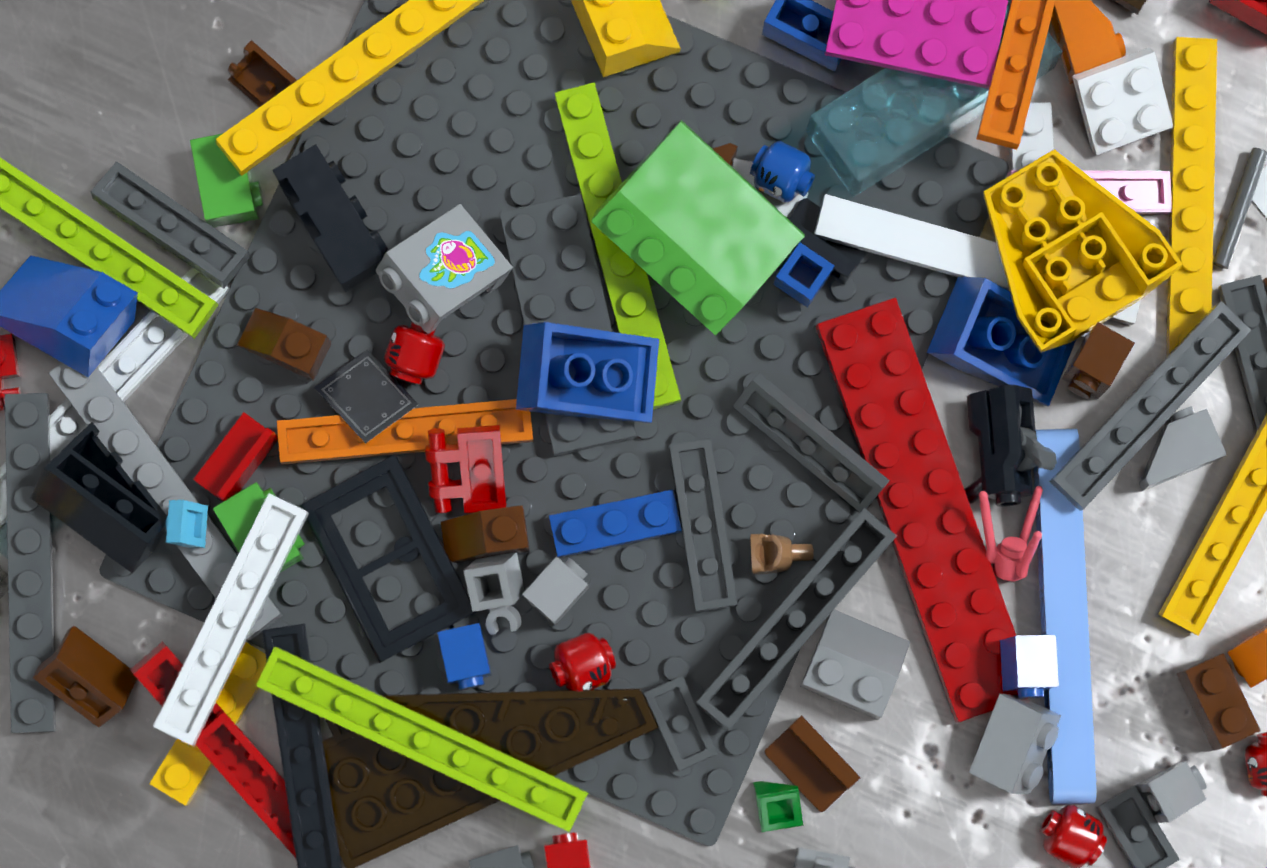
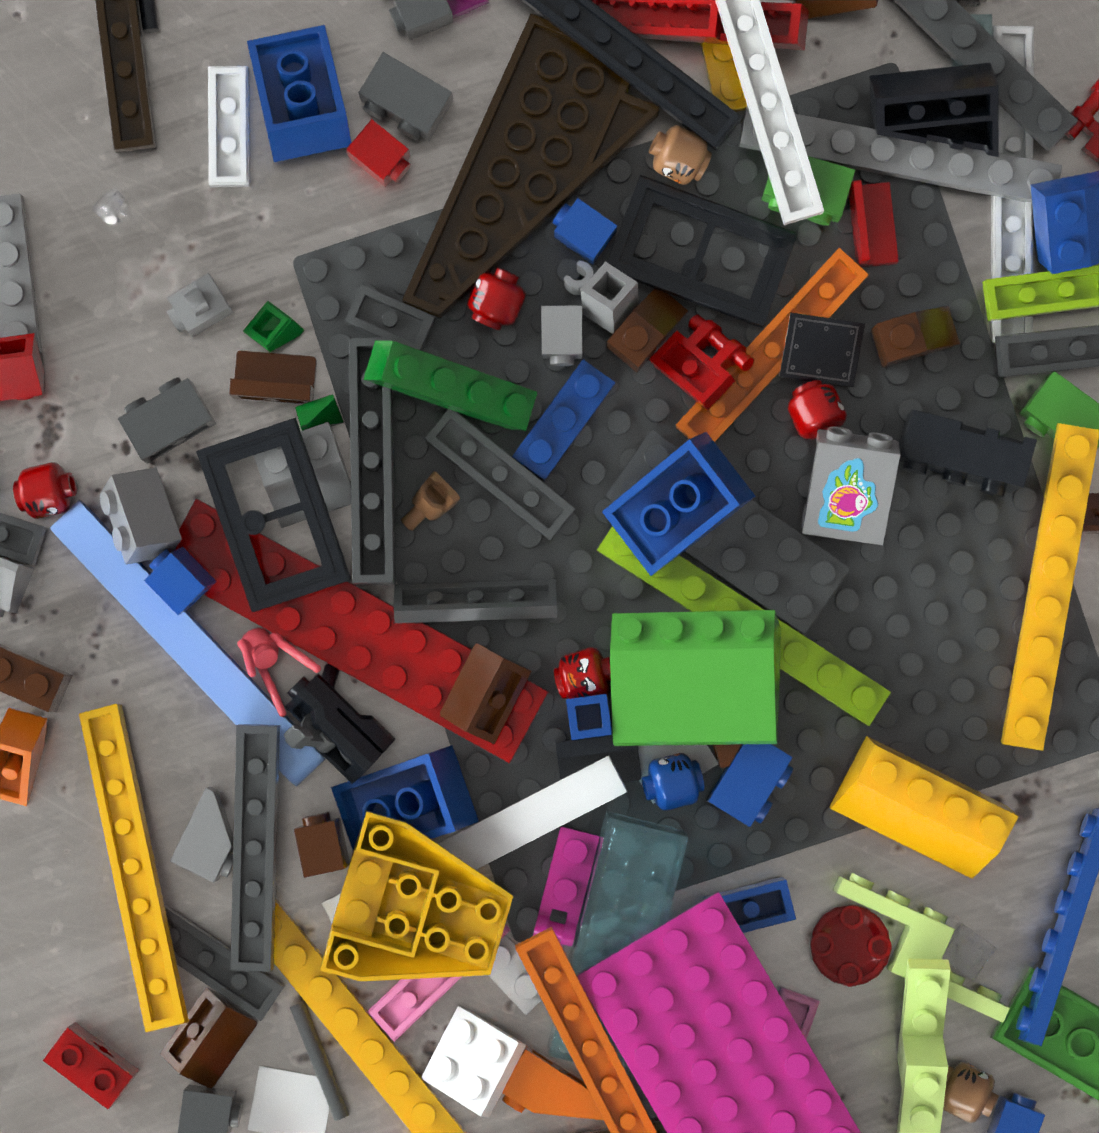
camera: 140 degrees right, 5 degrees up
(186, 524) = (862, 141): medium azure plate -> none
(336, 645) = (680, 155): none -> medium nougat head
(422, 739) = (559, 141): lime plate -> none
(683, 621) = (450, 385): none -> green brick
(727, 118) = (749, 782): none -> blue brick
(778, 312) = (583, 674): none -> red head
(803, 701) = (319, 412): none -> green slope
(869, 363) = (484, 693): none -> reddish brown panel
(927, 805) = (166, 419): none -> dark grey brick
(933, 169) = (567, 882): none -> dark pink plate
(947, 660) = (238, 527): none -> black door

